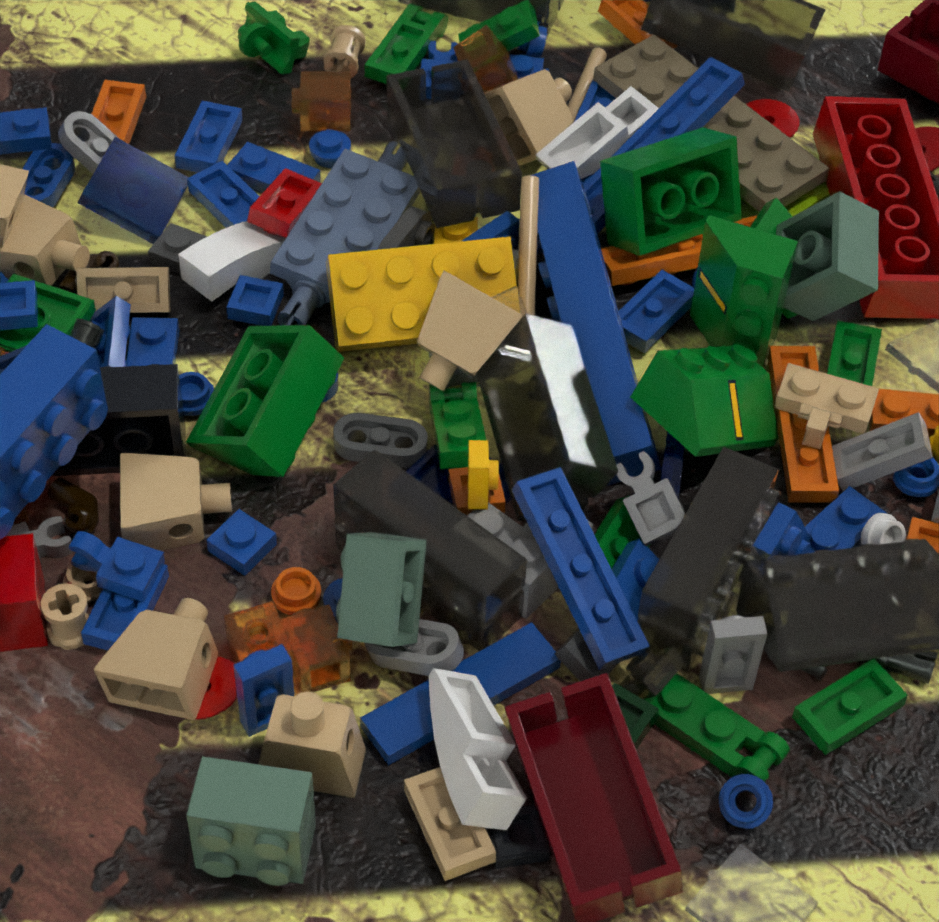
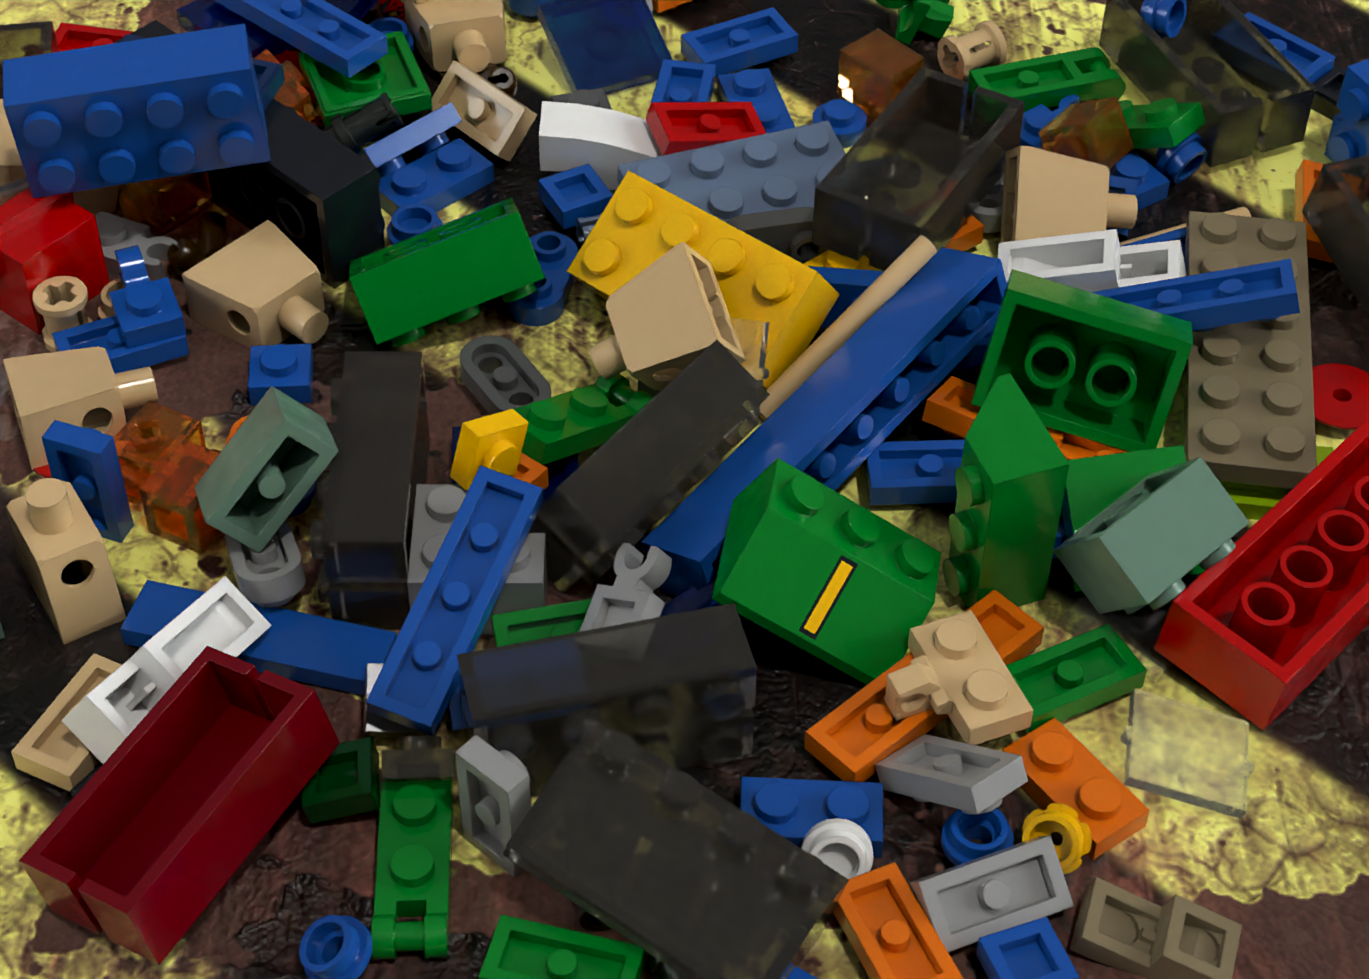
camera: 50 degrees right, 5 degrees down
(783, 534) = (696, 742): blue plate -> none

